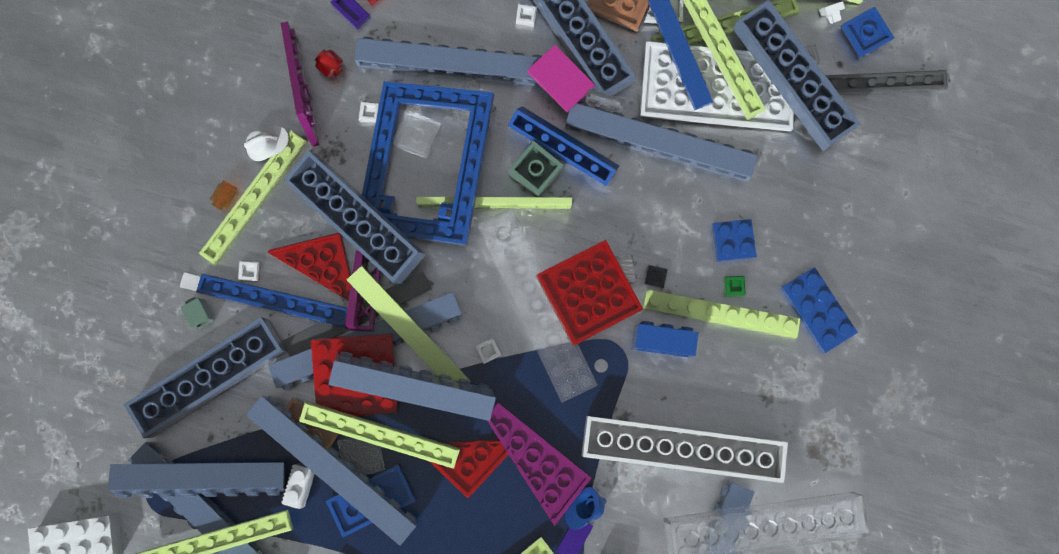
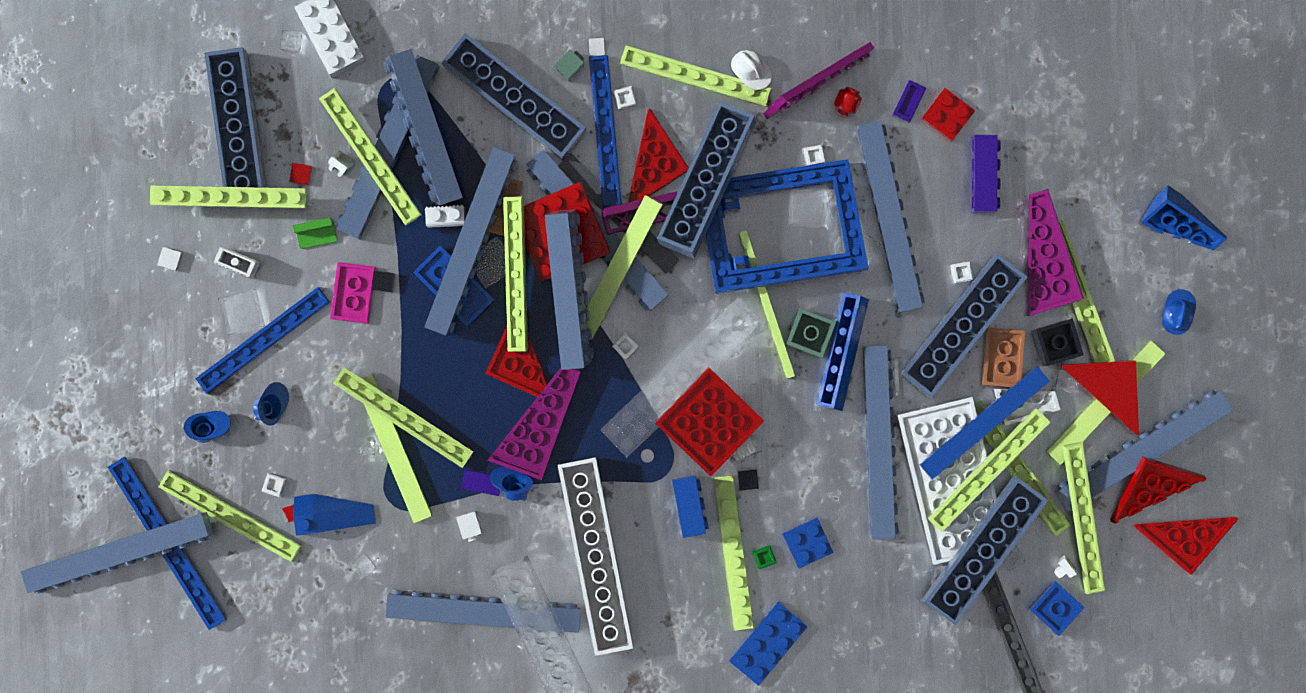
camera: 70 degrees right, 5 degrees up
(223, 195) = (687, 48): clear orange brick -> none
(560, 78) = (906, 327): dark pink tile -> none

